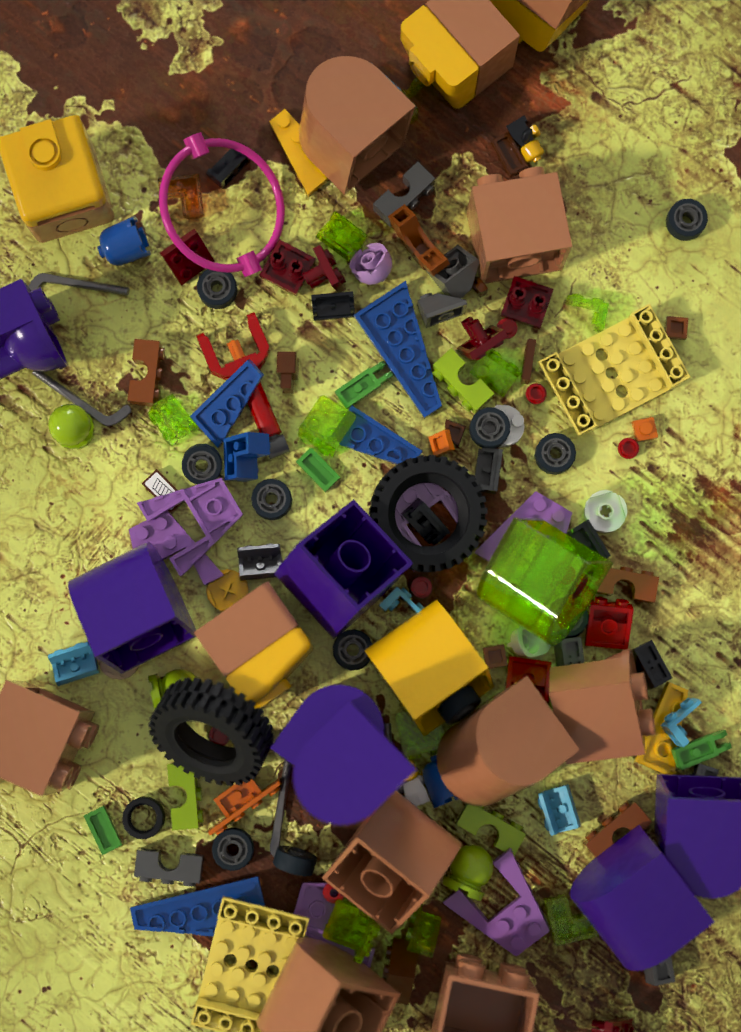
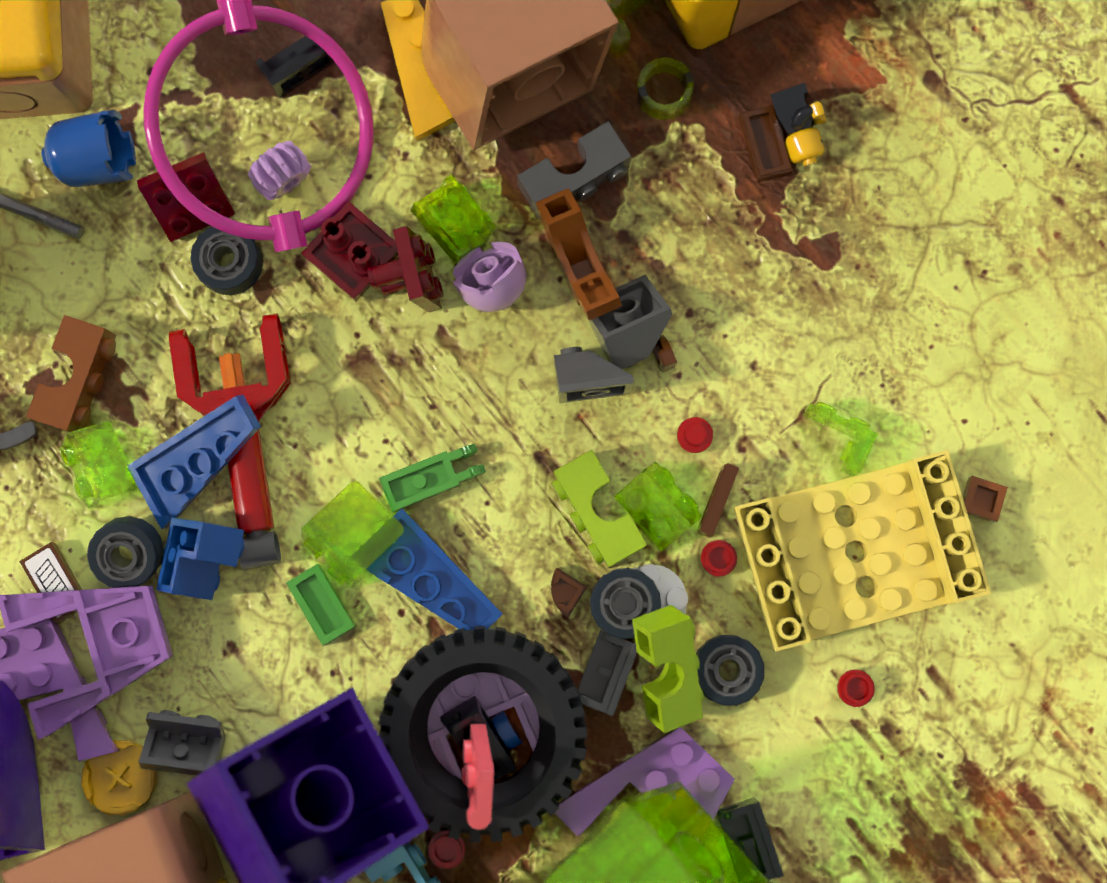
camera: 15 degrees right, 0 degrees up
(189, 190) = (217, 84): clear orange brick -> none
(236, 230) = (279, 170): none -> lavender gear
(267, 488) = (209, 634): wheel -> none
(287, 370) = (308, 423): reddish brown piece -> none
(333, 306) = (411, 332): black hinge -> none
(398, 339) = (506, 409): blue wing -> none
(432, 534) = (478, 776): none -> coral plate
(439, 512) = (506, 730): none -> blue tile
(441, 443) = (538, 608): orange plate -> none
(444, 149) = (656, 109): none -> clear neon green piece
(480, 339) = (645, 447): dark red plate -> none
(518, 225) = (754, 265): nougat piece -> none
(527, 302) = (738, 399): dark red plate -> none
(529, 471) = (675, 695): none -> lime arch
(615, 517) = (807, 805): white plate -> none
(644, 429) = (891, 661): orange plate -> none
(691, 209) = (1057, 307): wheel -> none

